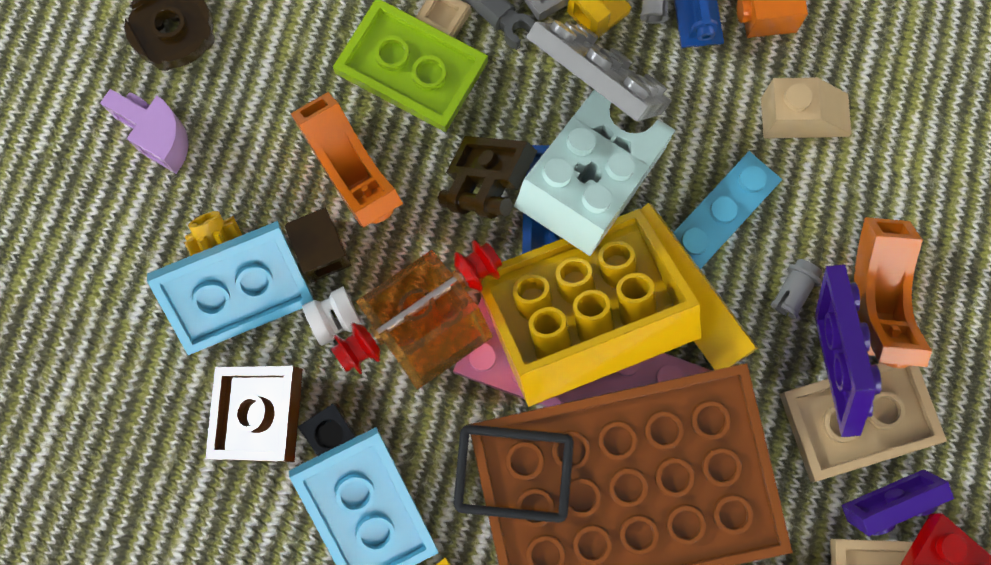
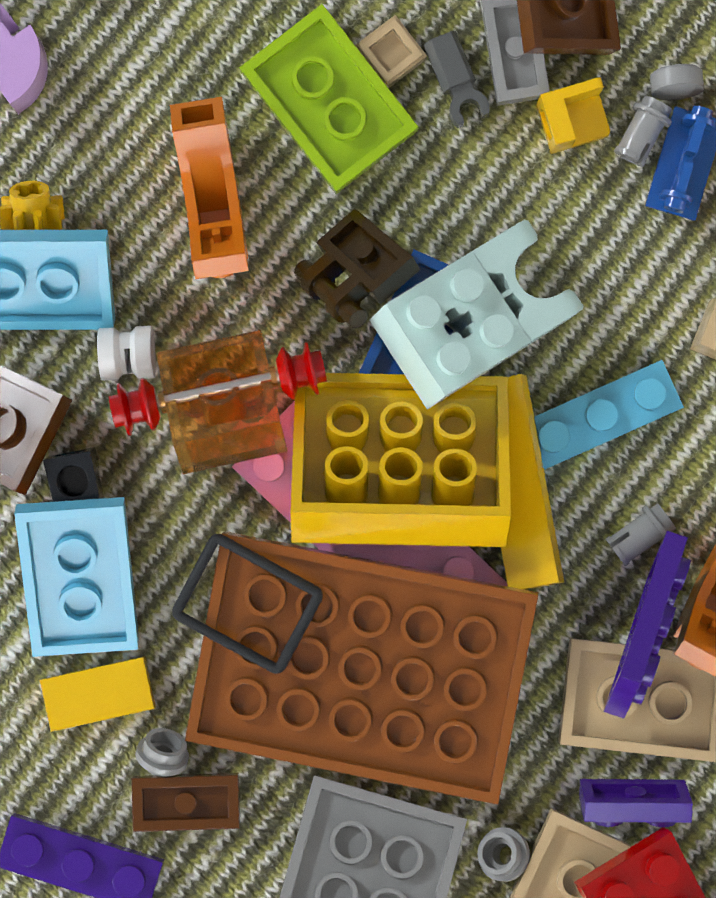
camera: 20 degrees right, 10 degrees up
(317, 245) = (142, 267): dark brown panel -> none
(601, 69) = (531, 206): light grey plate -> none

